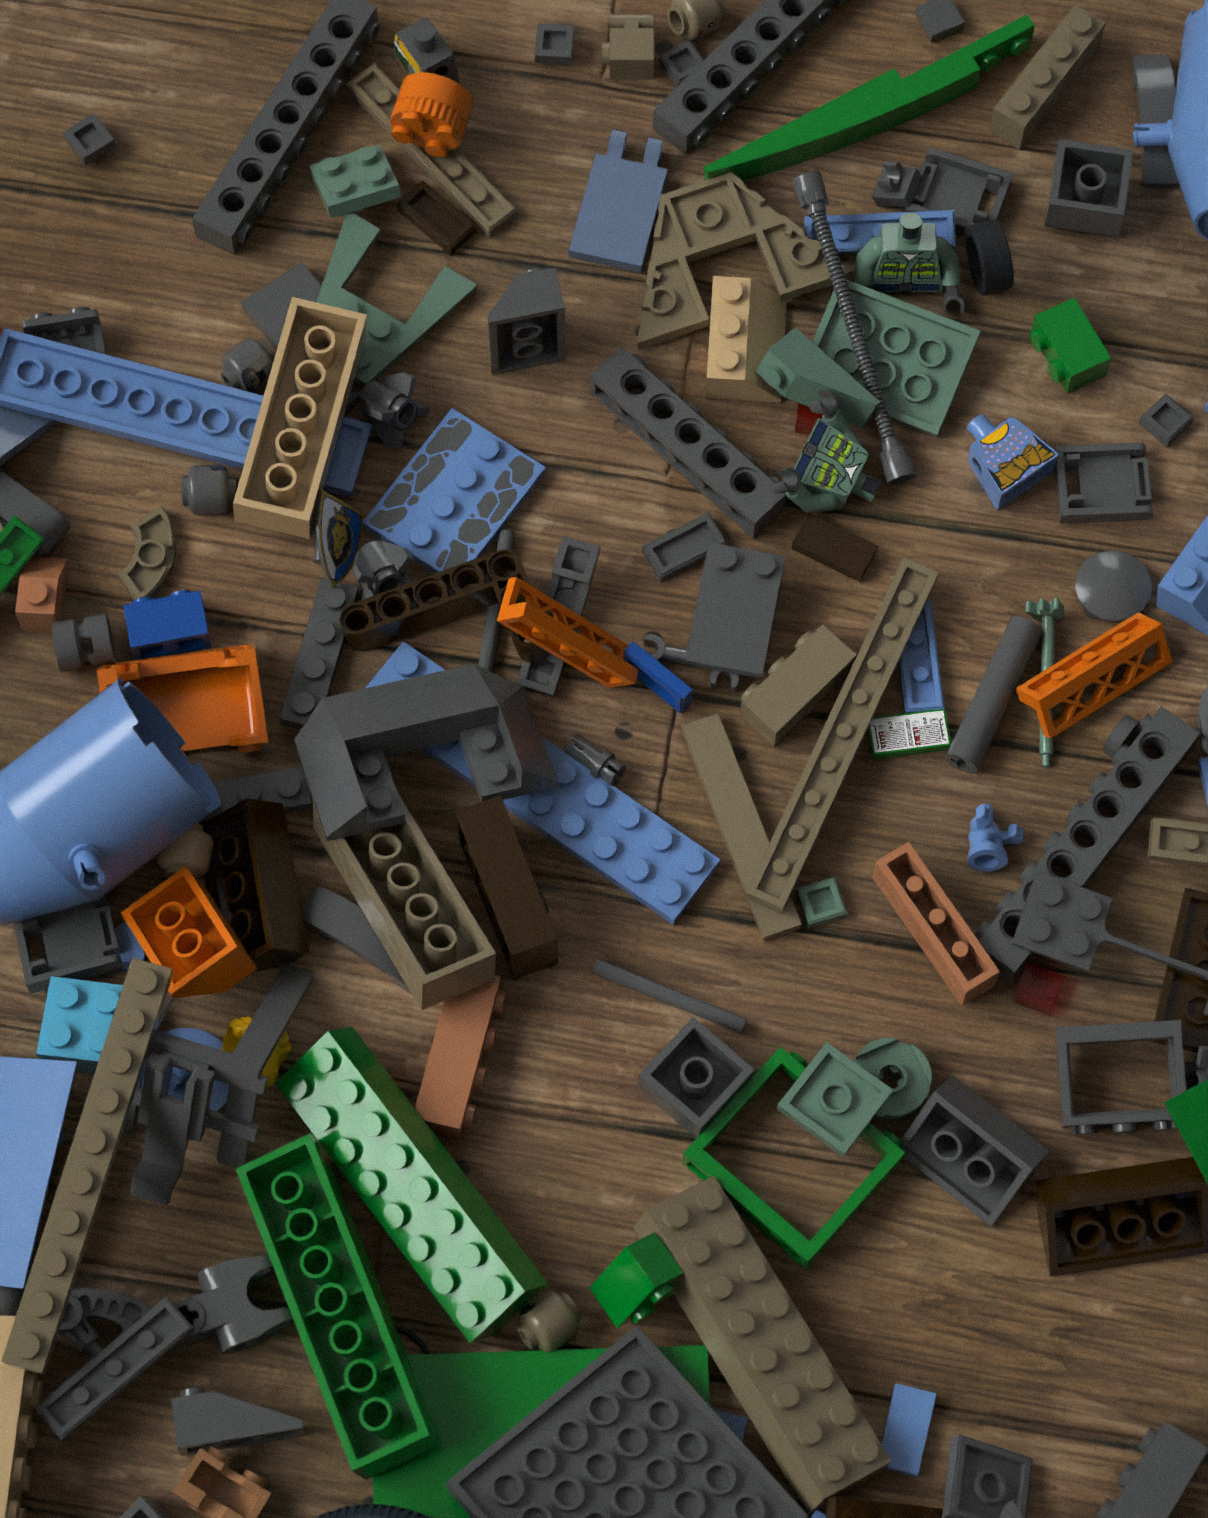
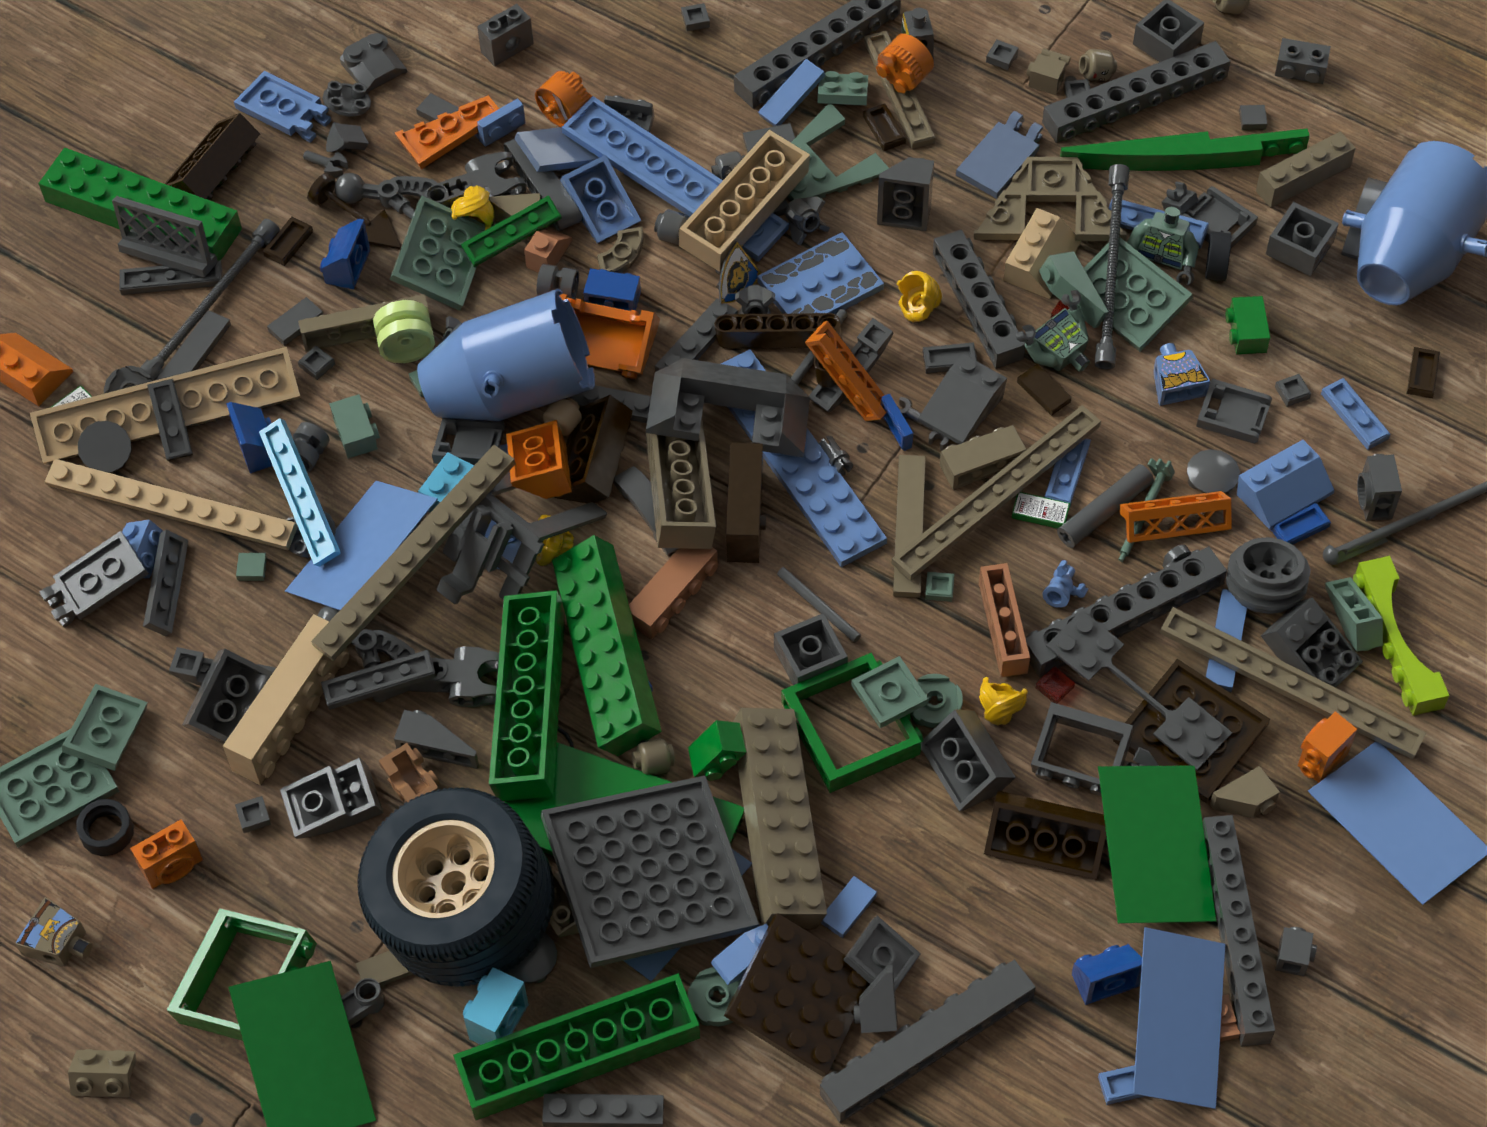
camera: 25 degrees right, 10 degrees down
(85, 486) = (600, 199): none -> medium blue slope
(285, 215) = (791, 93): none -> medium blue tile
(600, 463) = (919, 296): none -> yellow hair
(982, 1045) = (1000, 701): none -> yellow hair

